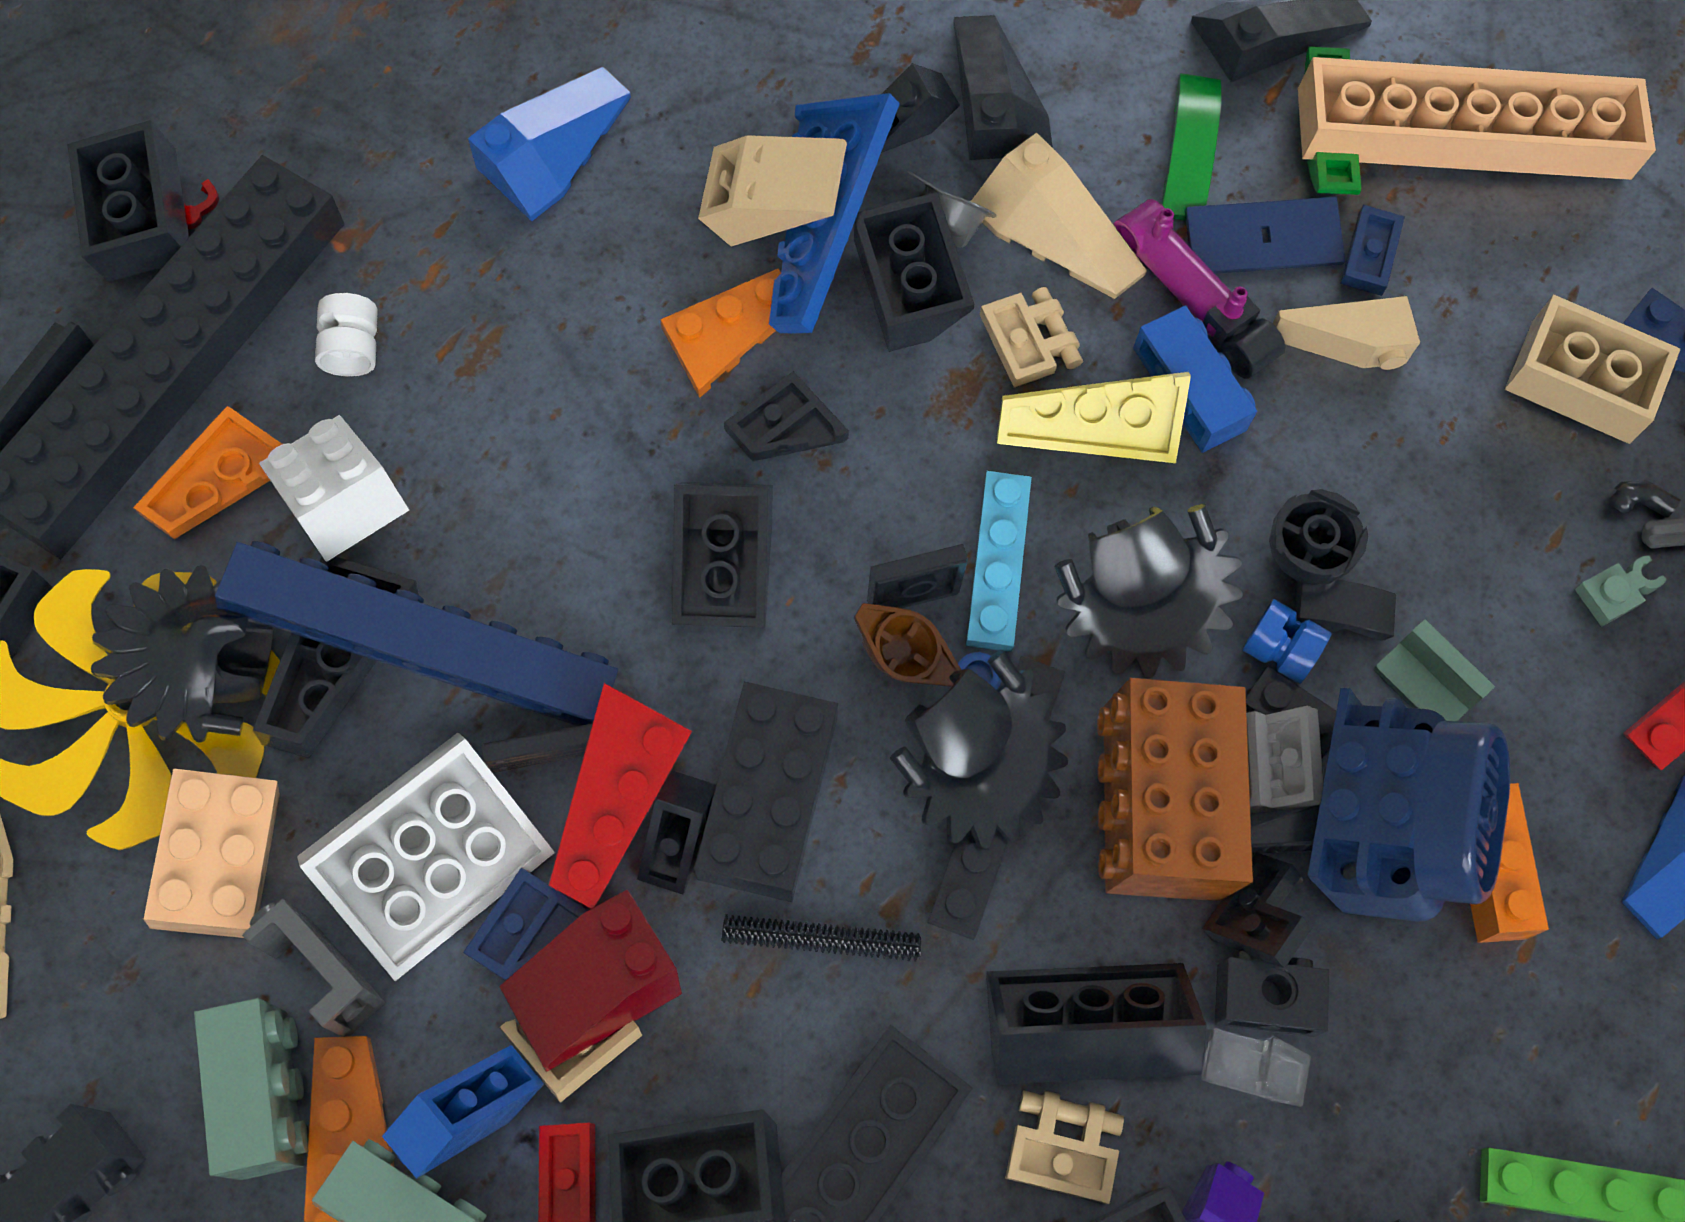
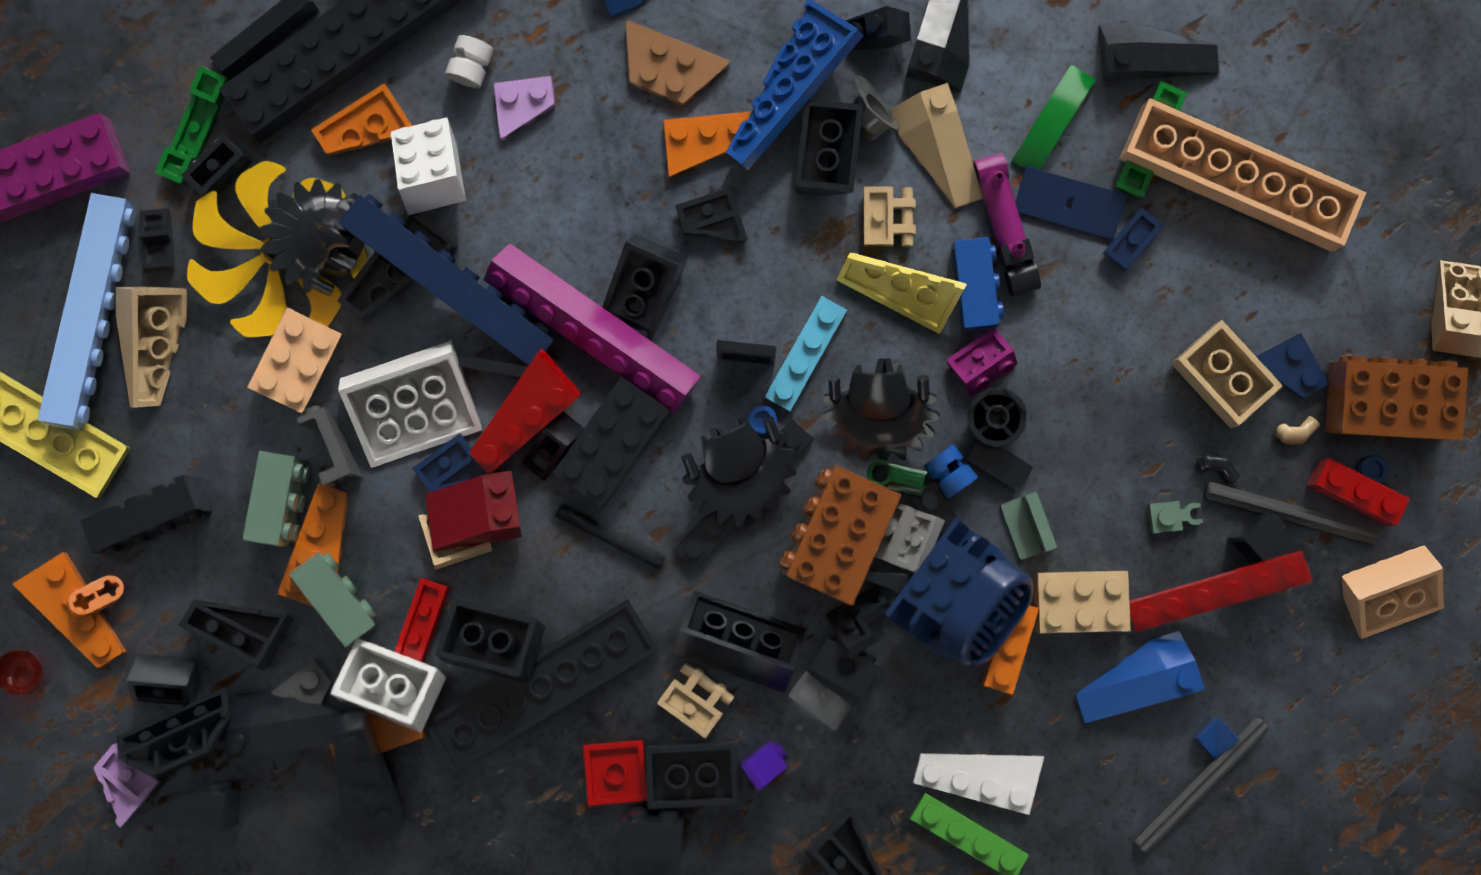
camera: 30 degrees right, 15 degrees up
(445, 367) = (521, 102): none -> lavender wing
(462, 1110) = (382, 556): blue brick -> none
(636, 250) = (669, 65): none -> medium nougat wing
(668, 631) = (591, 327): none -> magenta brick
(770, 185) = (763, 58): tan slope -> none
(905, 645) = (723, 390): reddish brown hat -> none
(1230, 670) = (900, 478): none -> dark green piece
(1255, 476) = (983, 361): none -> magenta bracket
(1354, 332) = (1094, 293): tan slope -> none
(1568, 1084) = (991, 779): none -> white wing
(1577, 751) = (1081, 601): none -> tan brick

